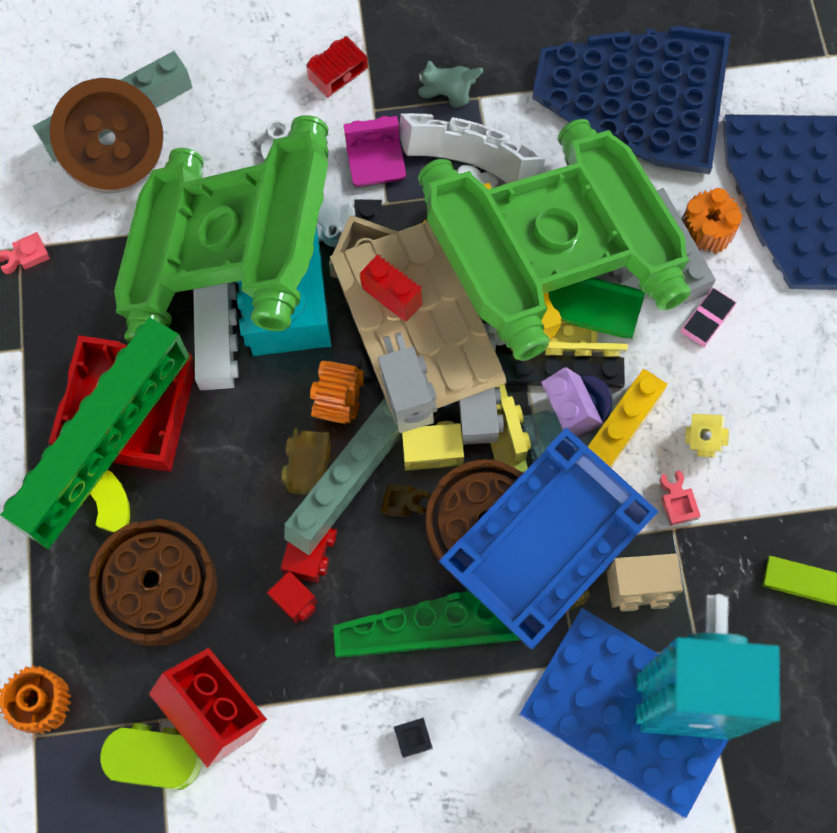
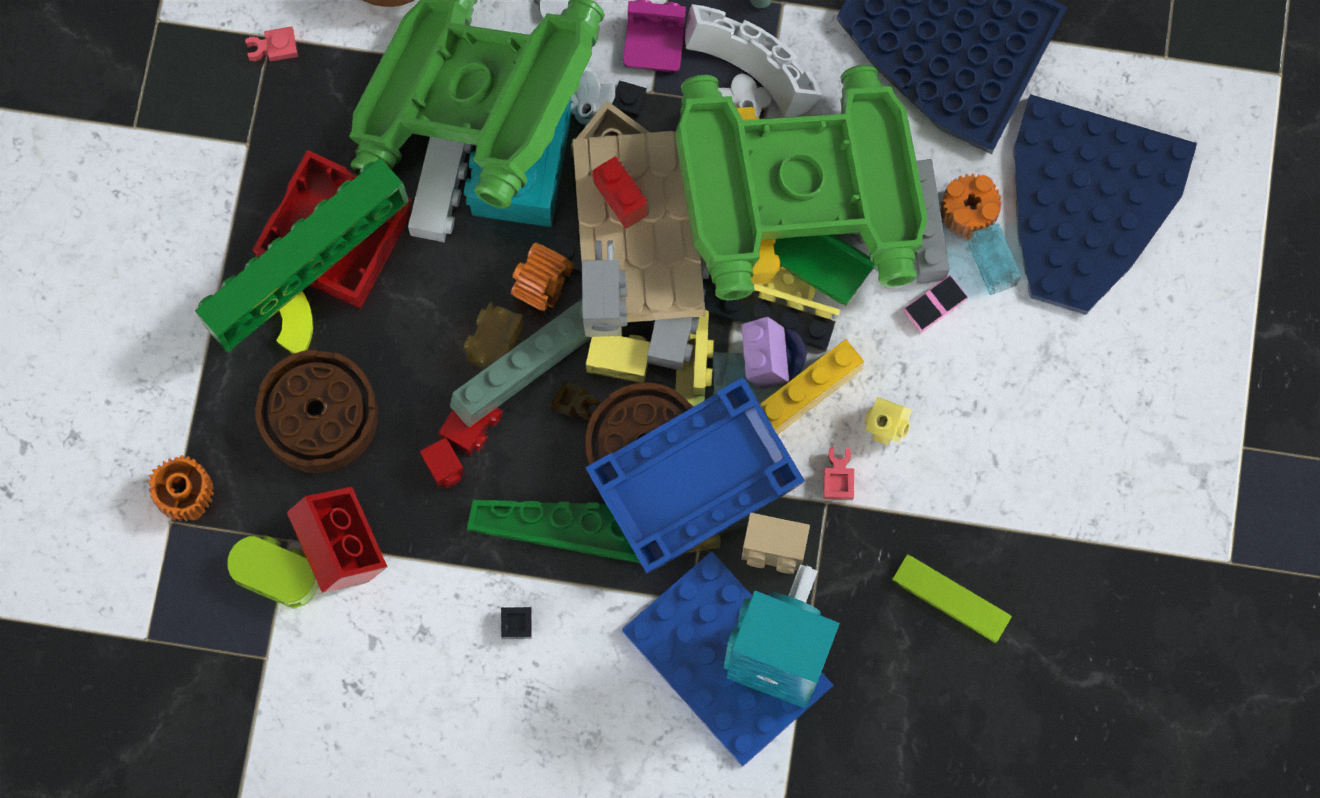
camera: 15 degrees right, 5 degrees up
(749, 261) = (994, 259): none -> clear light blue hinge

